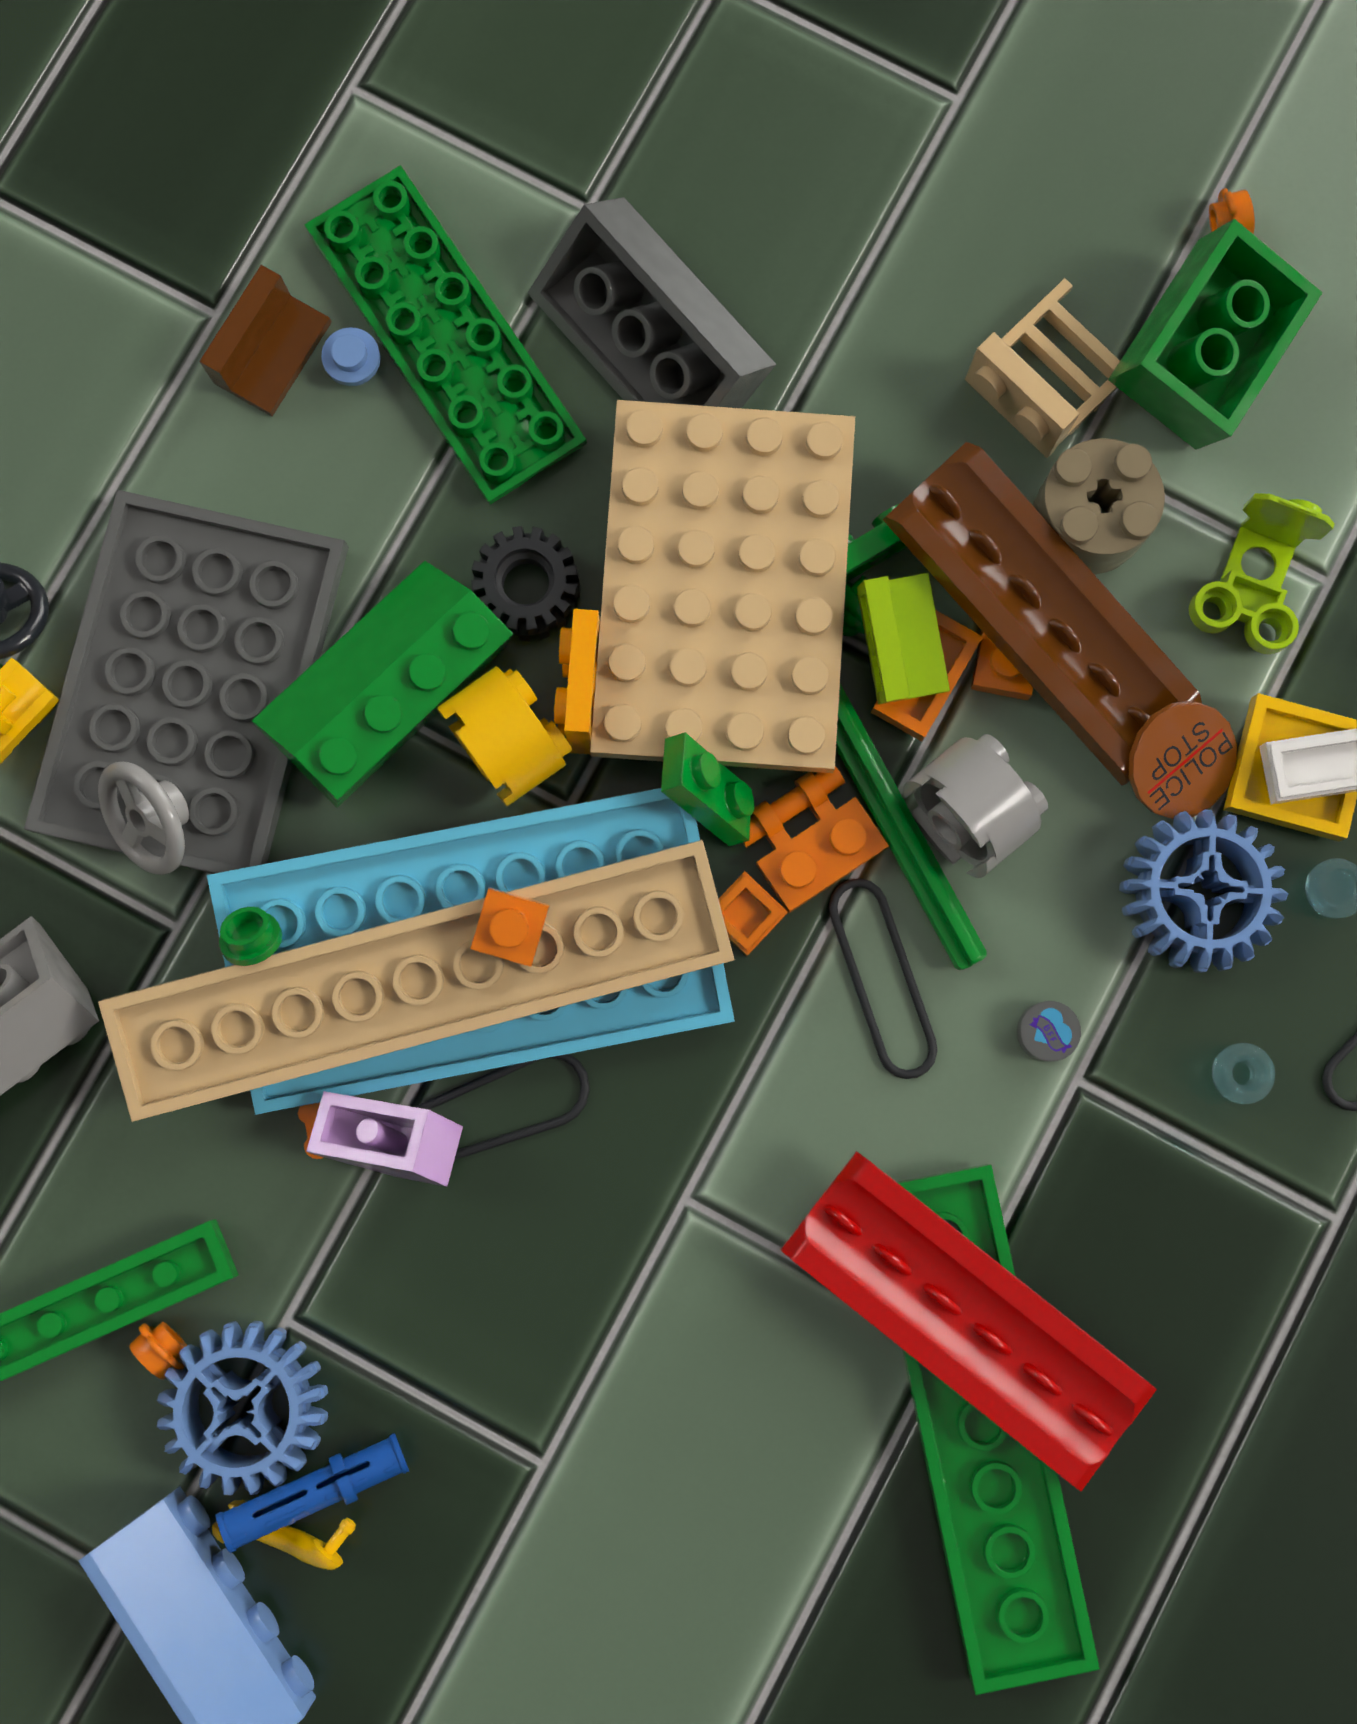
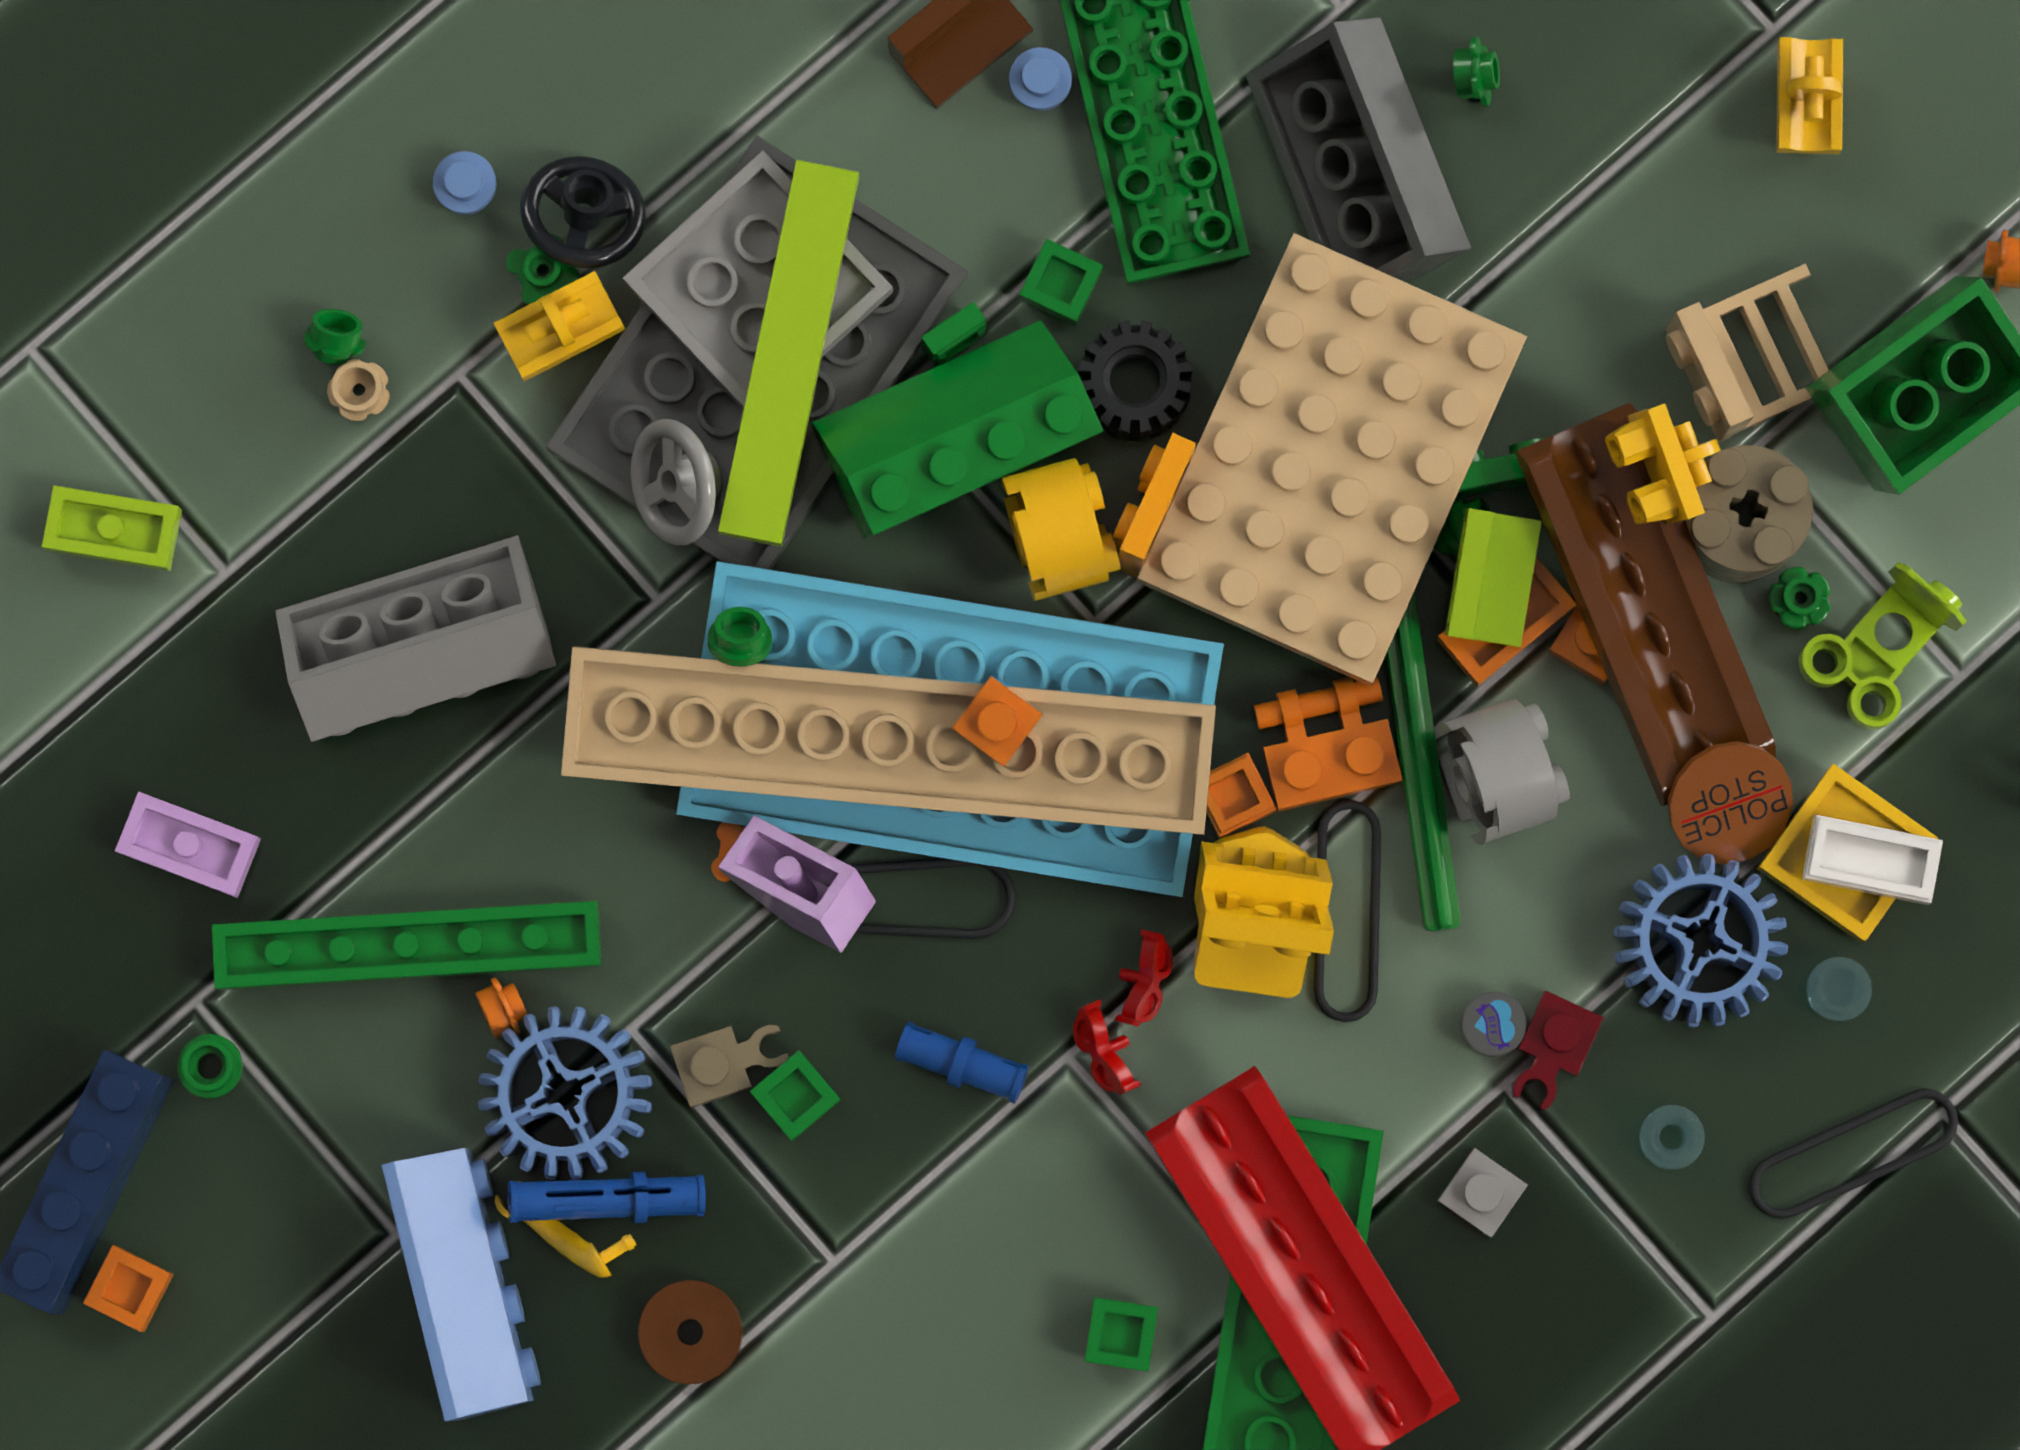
camera: 20 degrees right, 0 degrees up
(159, 616) = (717, 272): none -> light grey plate
(205, 666) = (789, 353): none -> lime tile
(353, 598) = (954, 335): none -> green tile
(376, 1324) = (718, 1065): none -> dark tan plate
(430, 1611) = (660, 1332): none -> reddish brown piece
(431, 522) = (1061, 282): none -> green plate
(453, 1329) = (795, 1095): none -> green plate
(592, 1242) = (961, 1062): none -> blue pin
(701, 1176) = (1106, 1066): none -> red piece
(706, 789) = (1239, 658): green plate -> none
(723, 216) = (1476, 72): none -> green plate
(734, 1120) = (1146, 996): none -> red piece
(809, 1009) = (1259, 913): none -> yellow piece
(825, 1438) = (1121, 1334): none -> green plate
(1016, 134) = (1809, 96): none -> yellow hips
(1024, 476) = (1672, 461): none -> yellow hips
(1096, 1185) = (1482, 1193): none -> light grey plate
(1110, 1023) = (1557, 1040): none -> dark red plate
(1159, 573) = (1783, 603): none -> green plate

